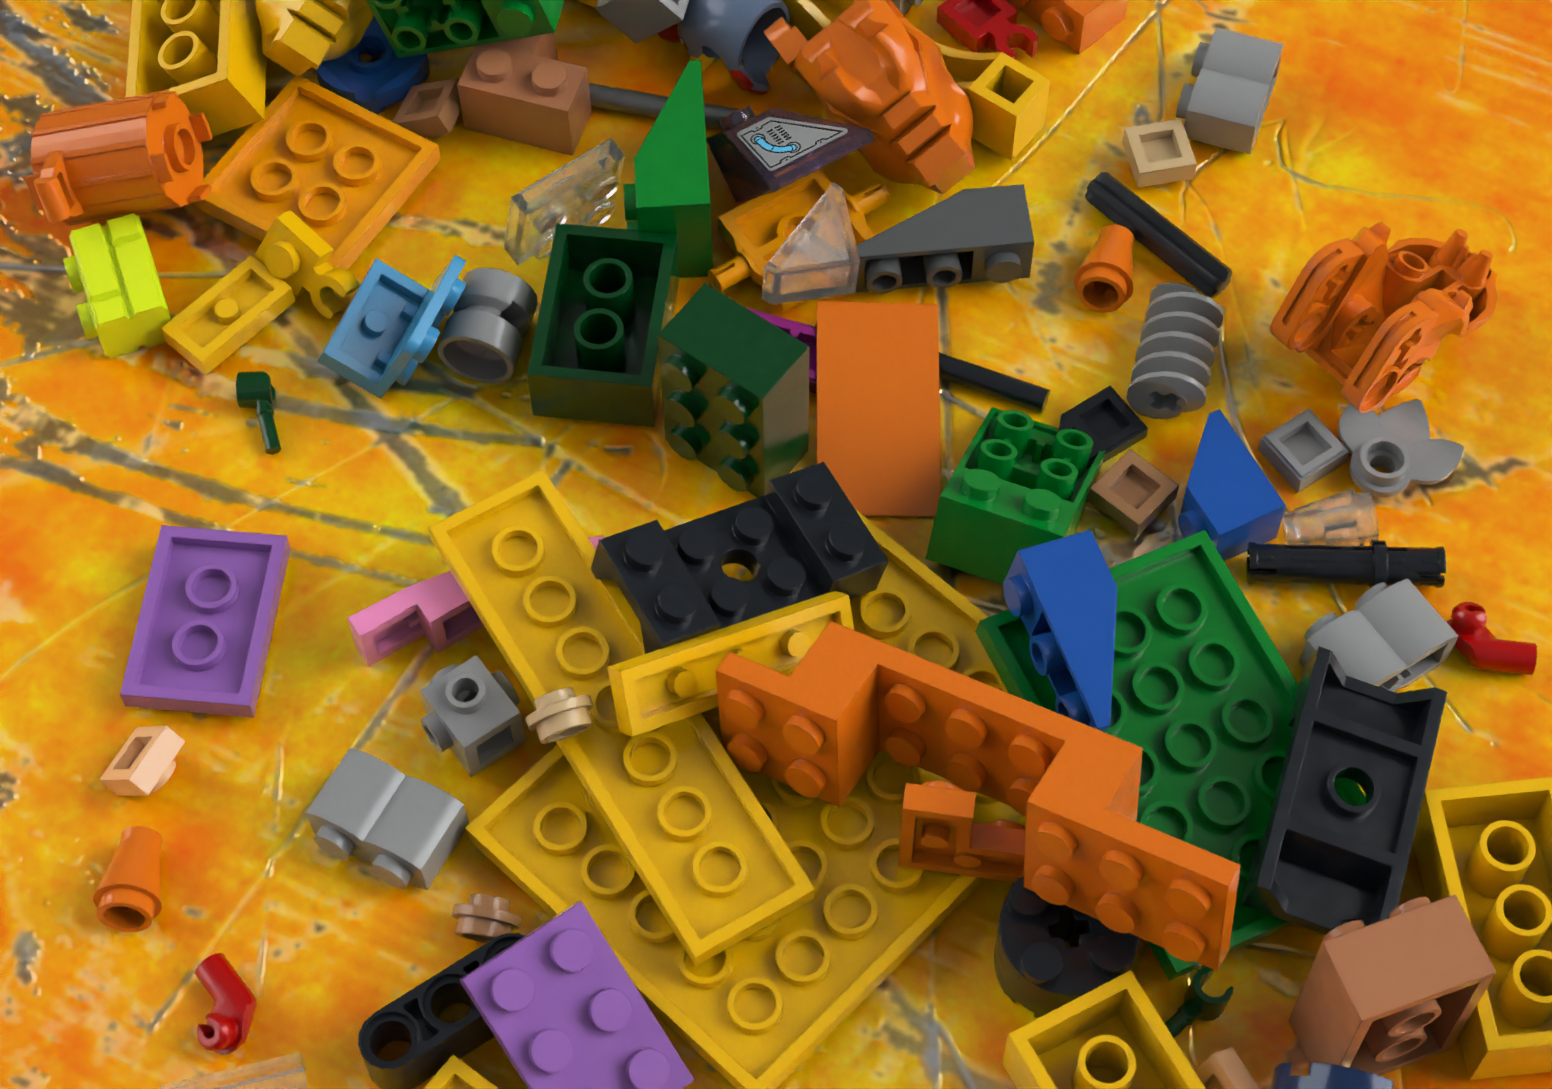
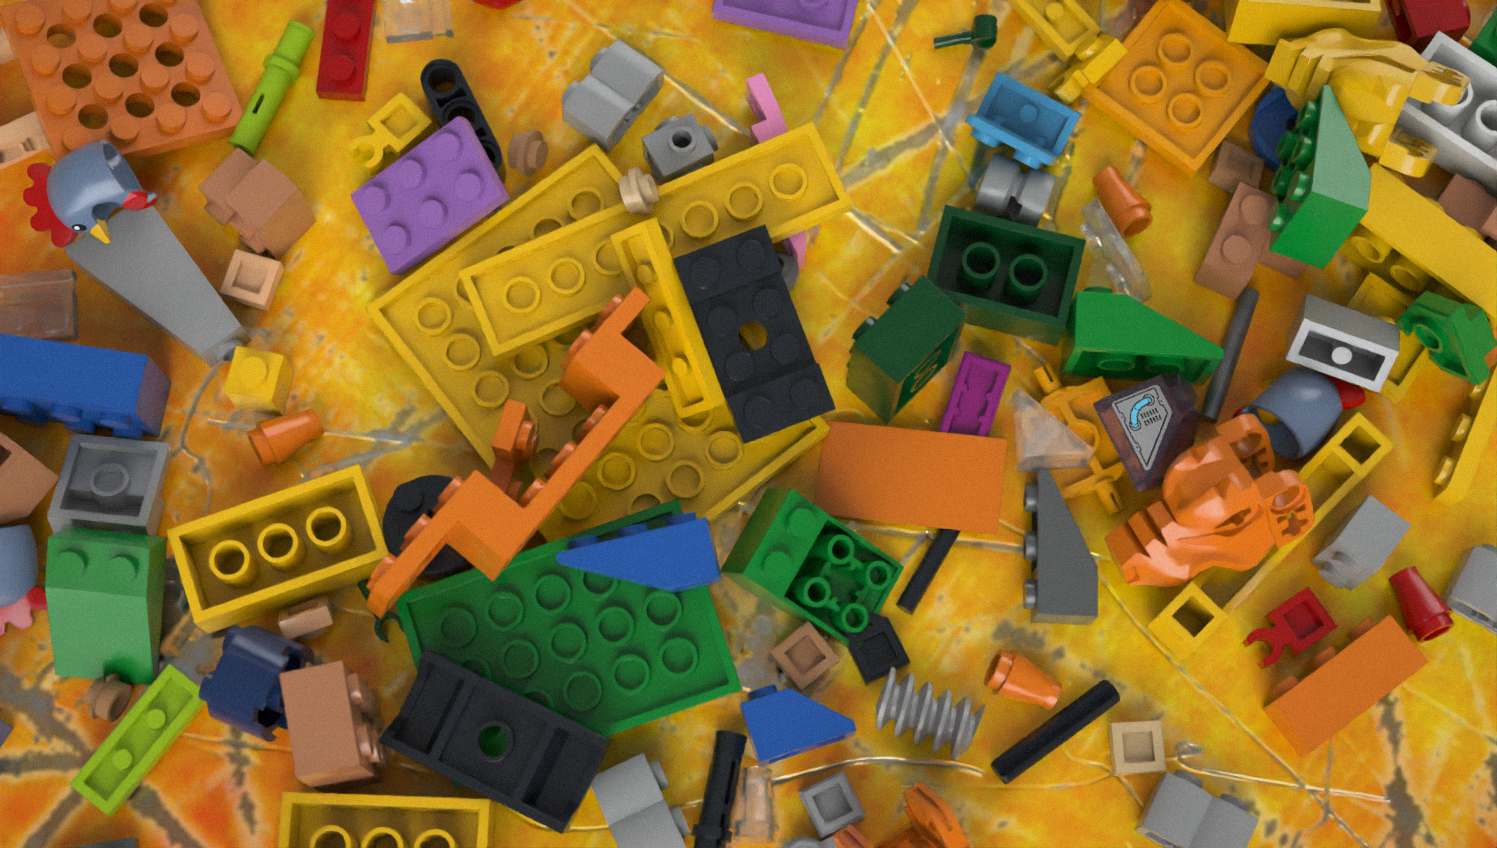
camera: 95 degrees right, 15 degrees up
(480, 221) = (1122, 203): none -> orange cone

